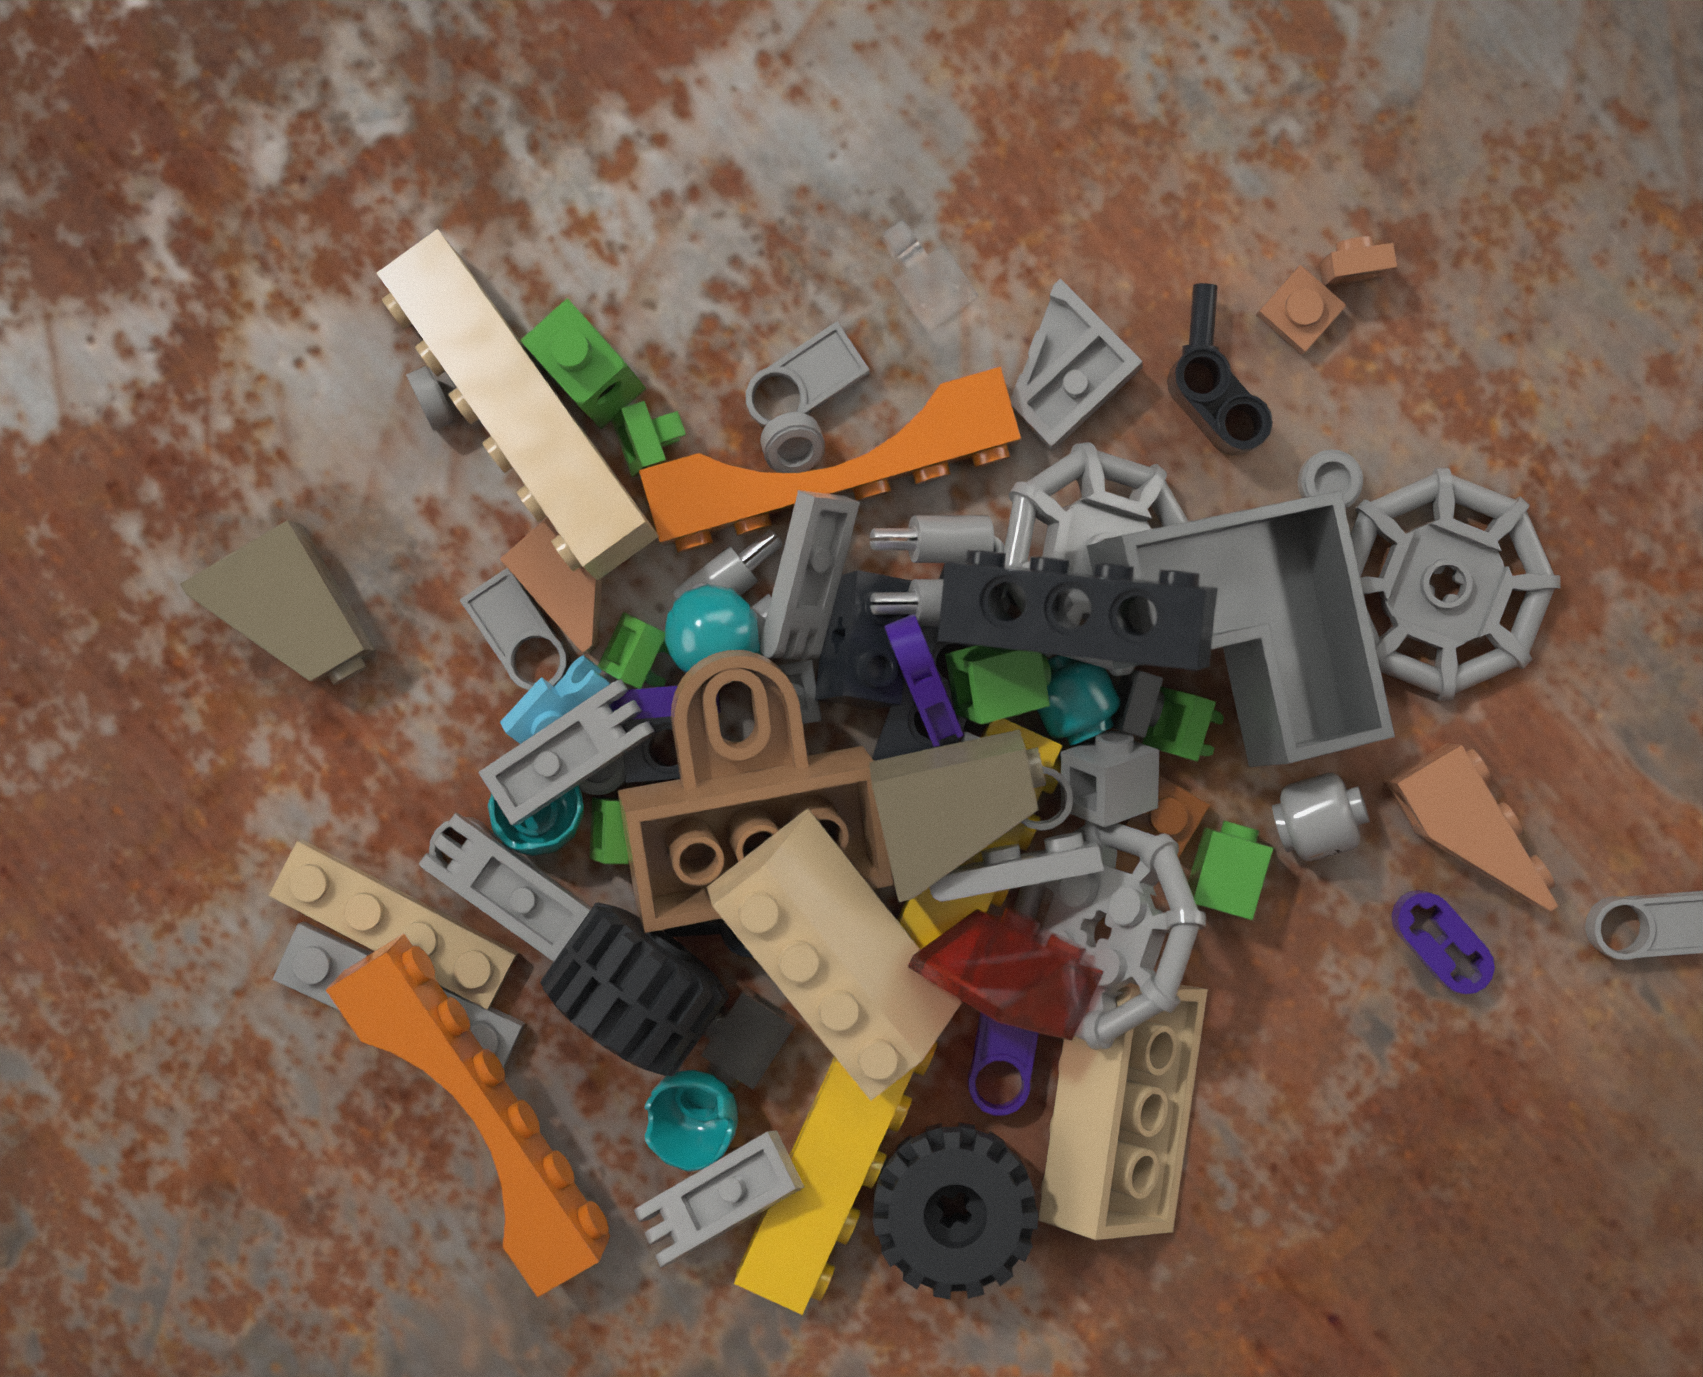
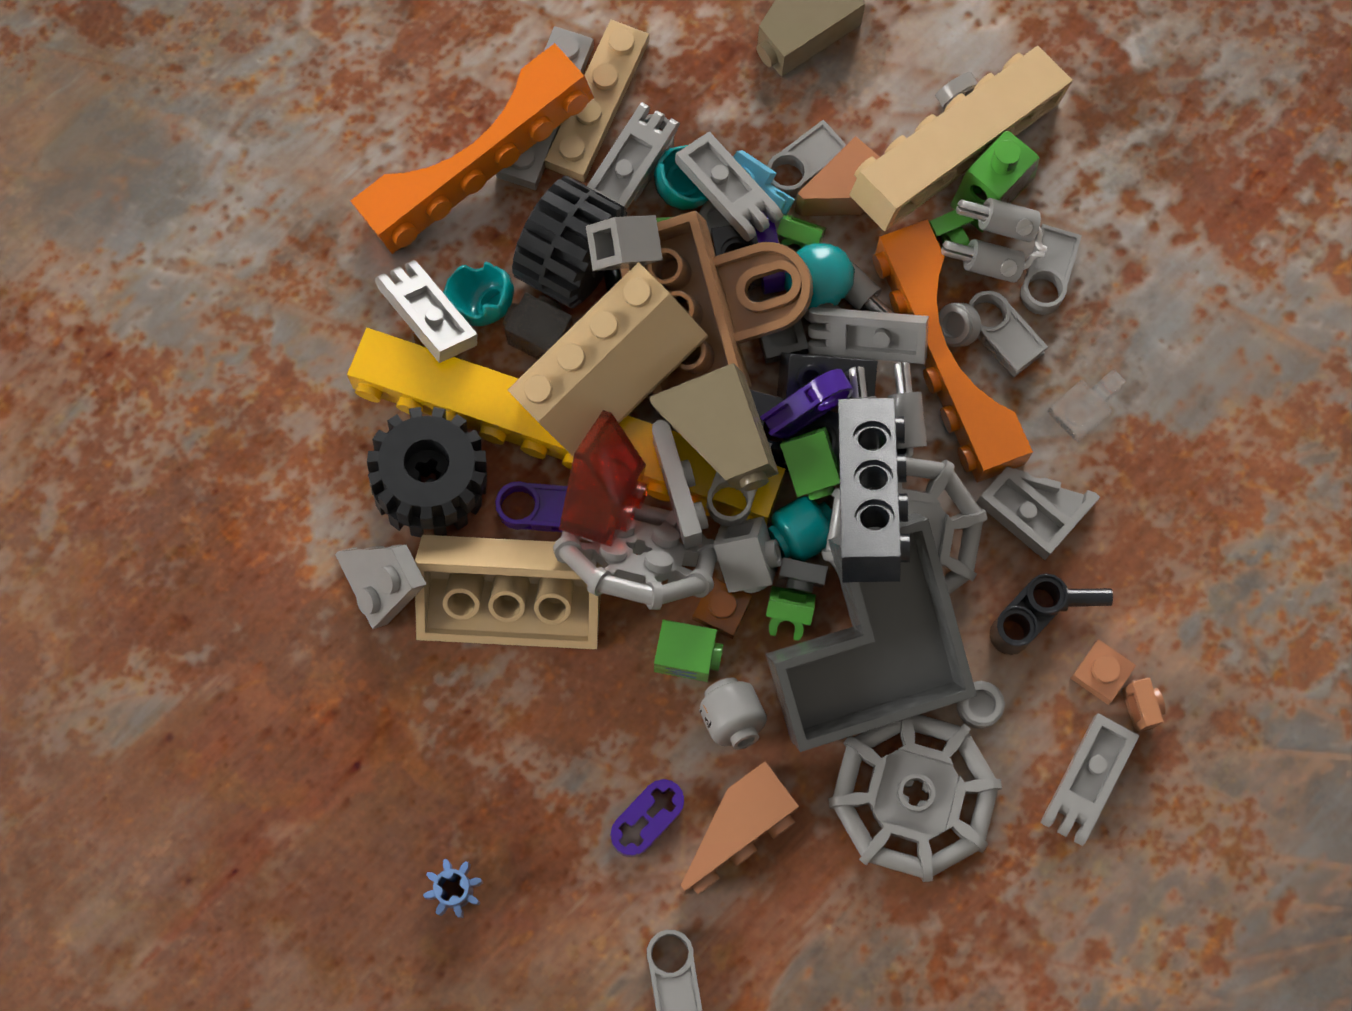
camera: 85 degrees right, 15 degrees down
(656, 367) = (1001, 219): none -> light grey piece
(674, 921) = (624, 242): none -> light grey brick
(701, 294) = (1054, 267): none -> light grey piece
(1095, 1280) = (381, 580): none -> light grey wing
(1445, 349) = (1090, 777): none -> light grey hinge
(1530, 1219) = (451, 875): none -> medium blue gear

